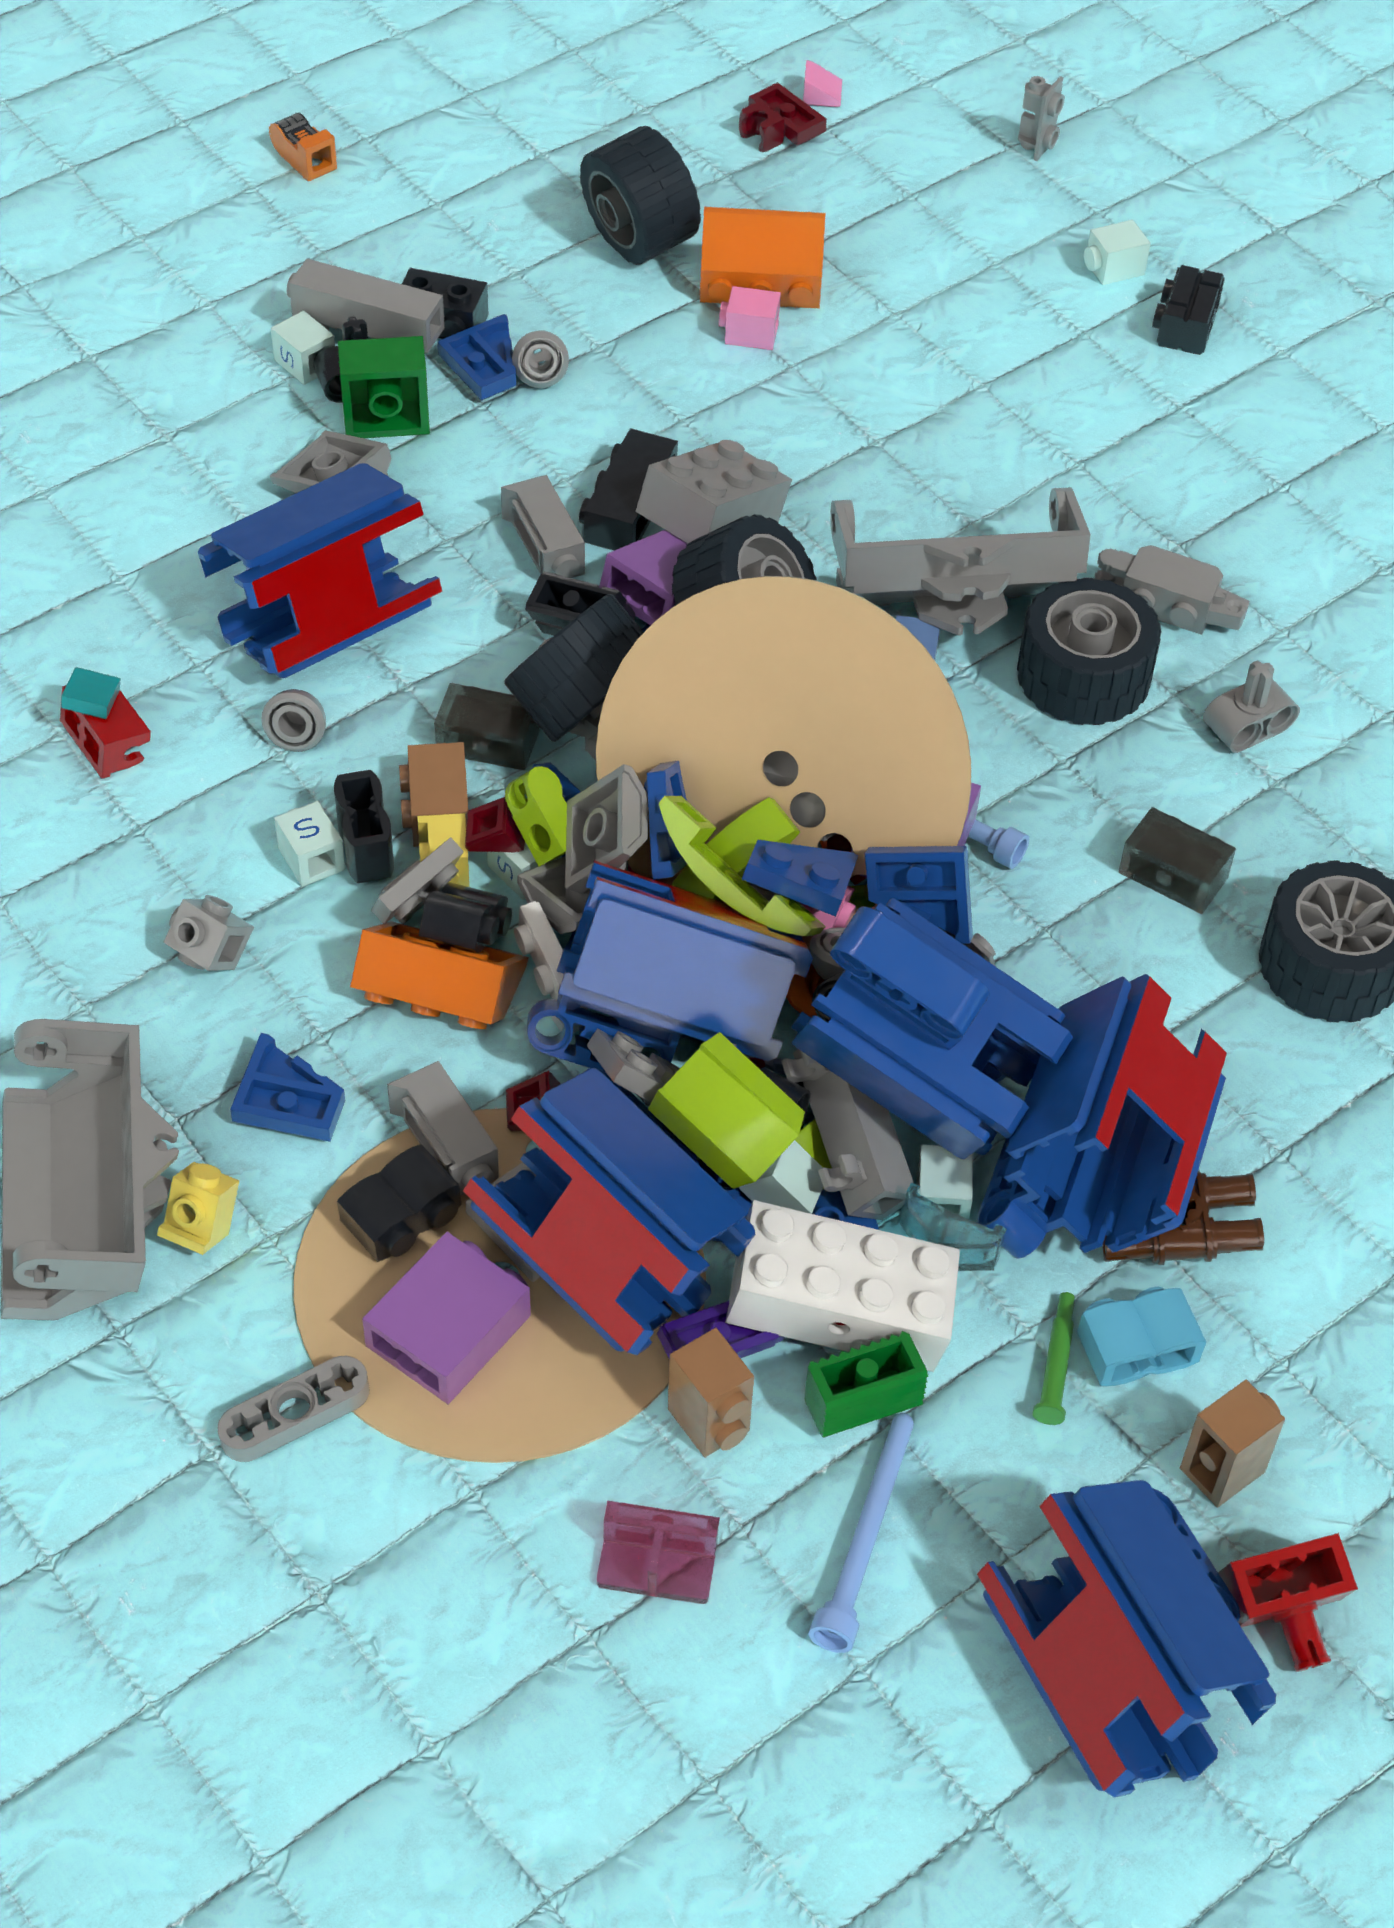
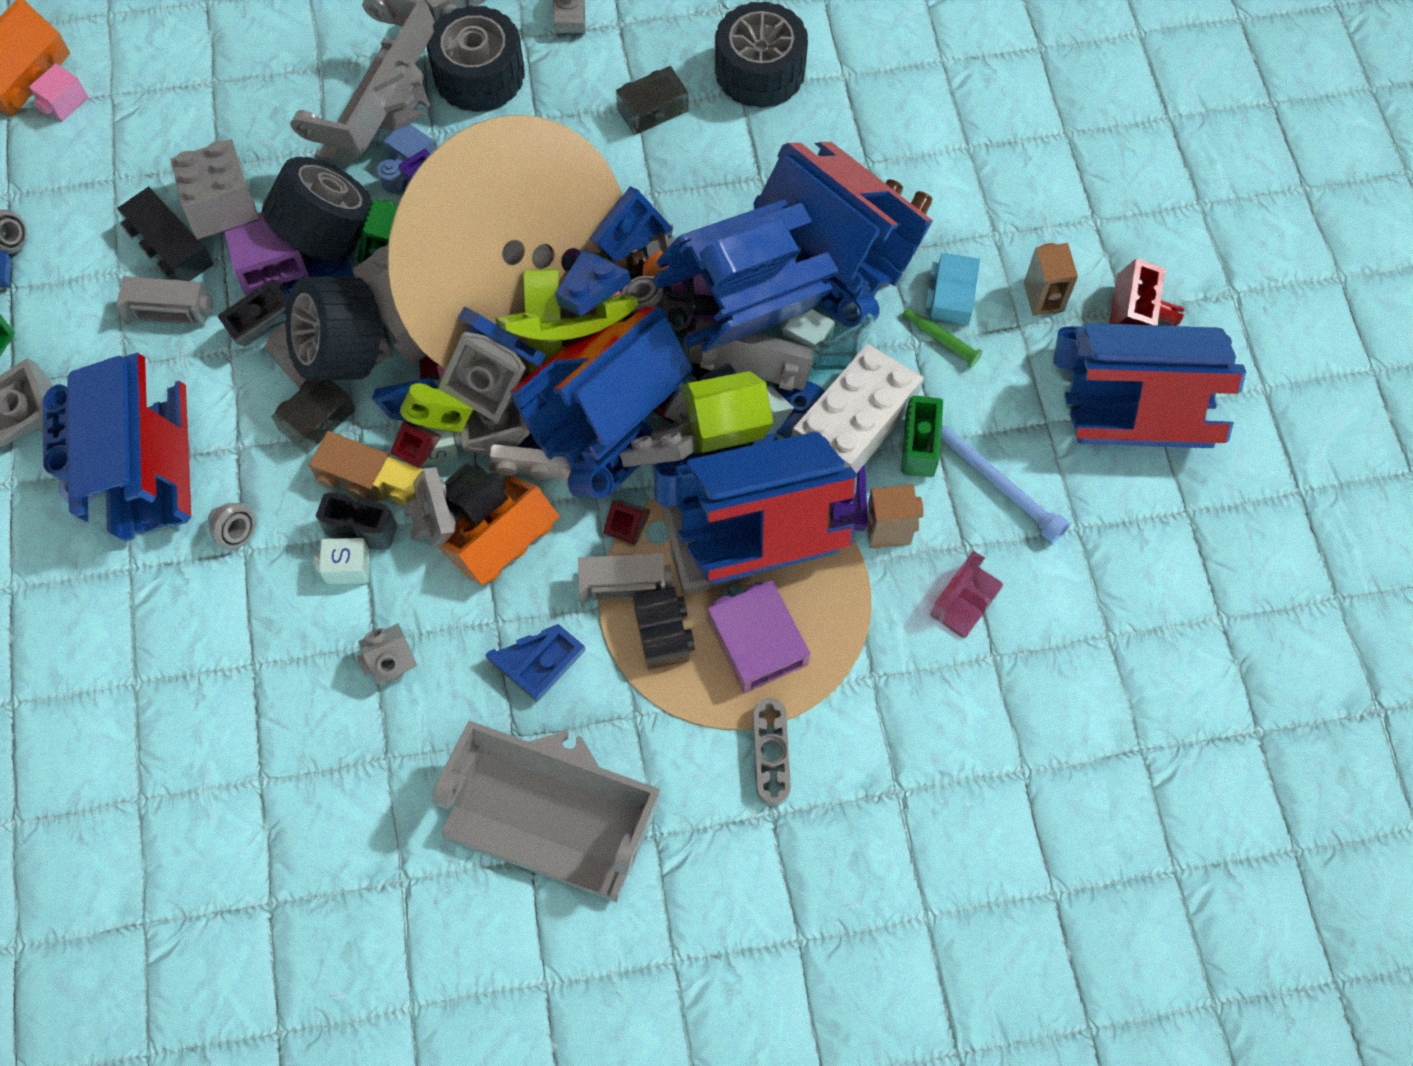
camera: 60 degrees left, 15 degrees up
(90, 692) = (133, 643): teal tile -> none
(108, 739) = (153, 649): red hinge -> none
(199, 1207) = (606, 744): light yellow brick -> none

